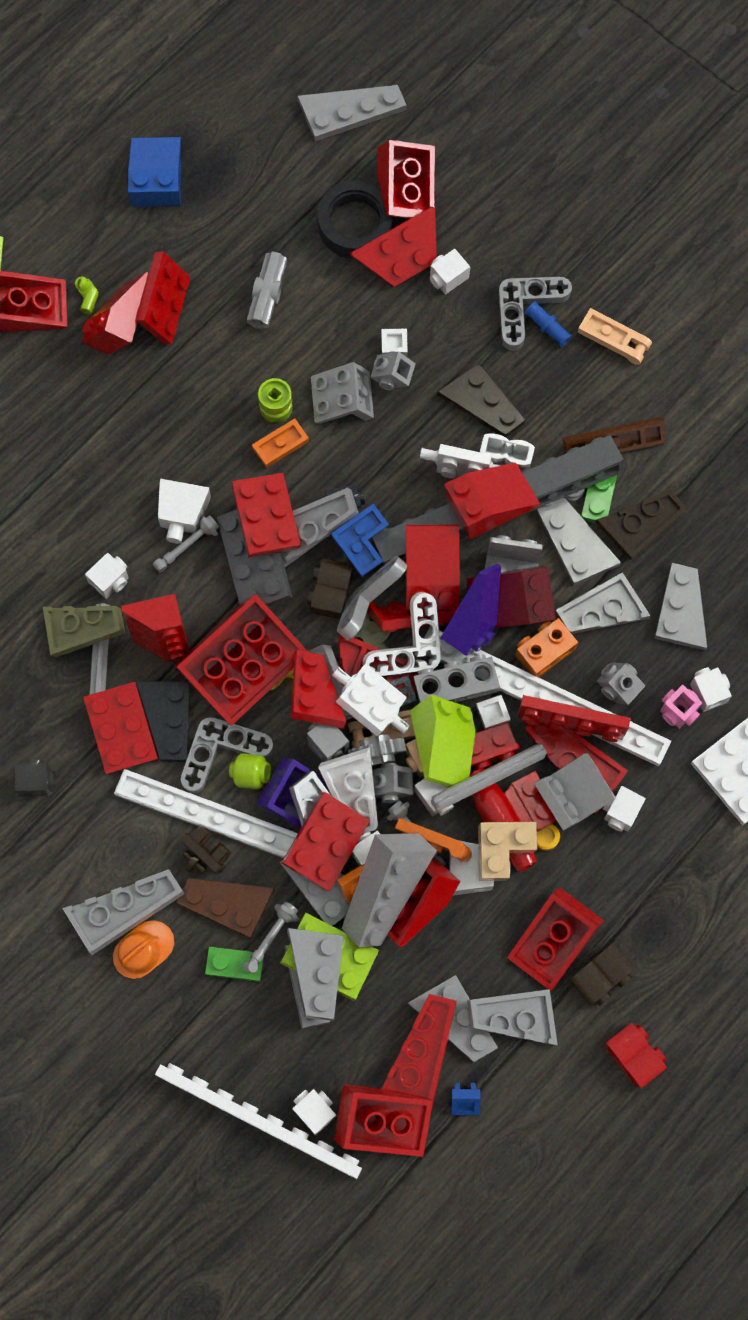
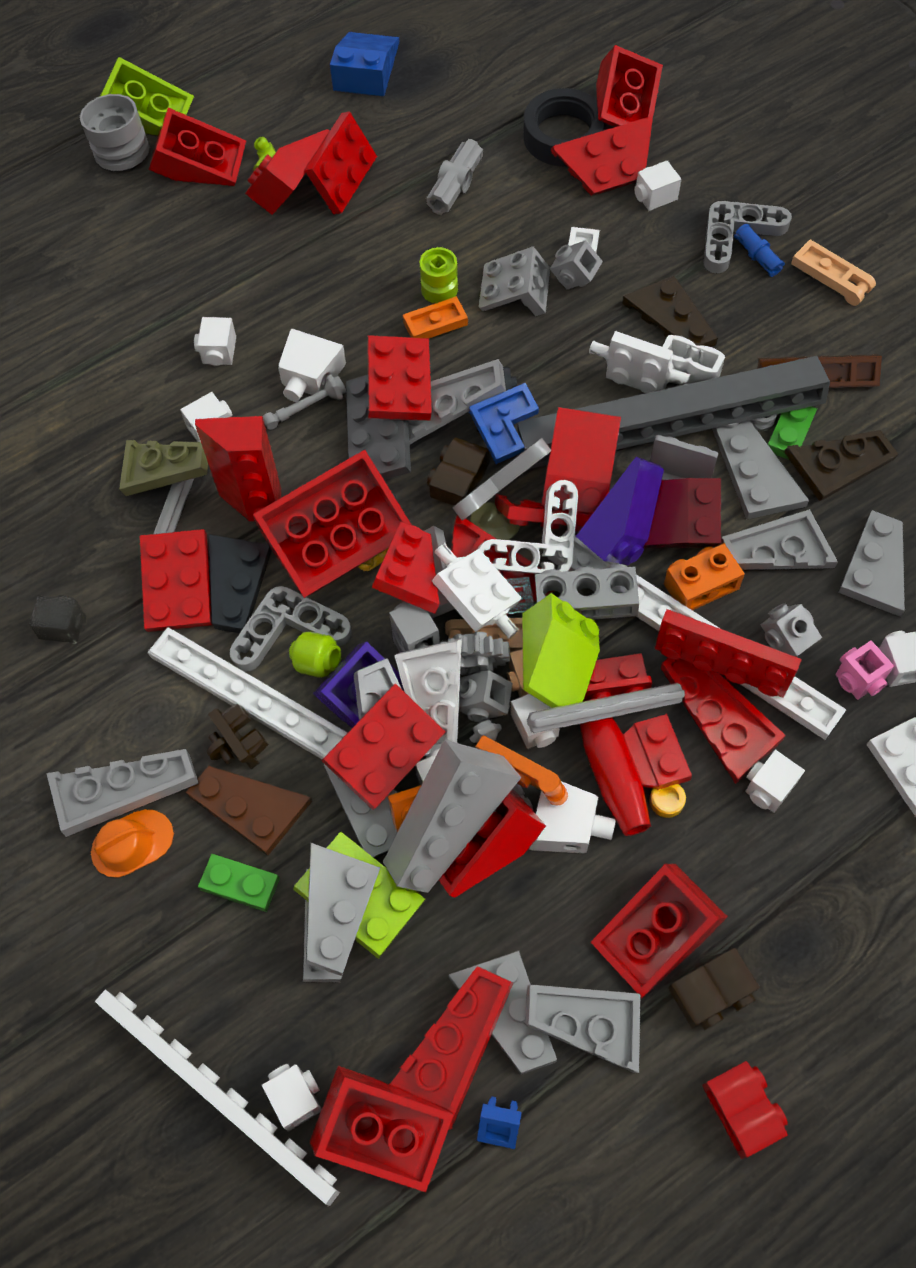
camera: 15 degrees right, 10 degrees down
(94, 498) = (216, 341): none -> white brick
(286, 914) = (317, 831): light grey piece -> none
(344, 110) = (575, 36): light grey wing -> none
(489, 498) = (661, 396): red slope -> none
(493, 712) = (625, 638): white plate -> none
(499, 840) = (606, 784): tan brick -> none
(575, 791) = (715, 746): light grey bracket -> none

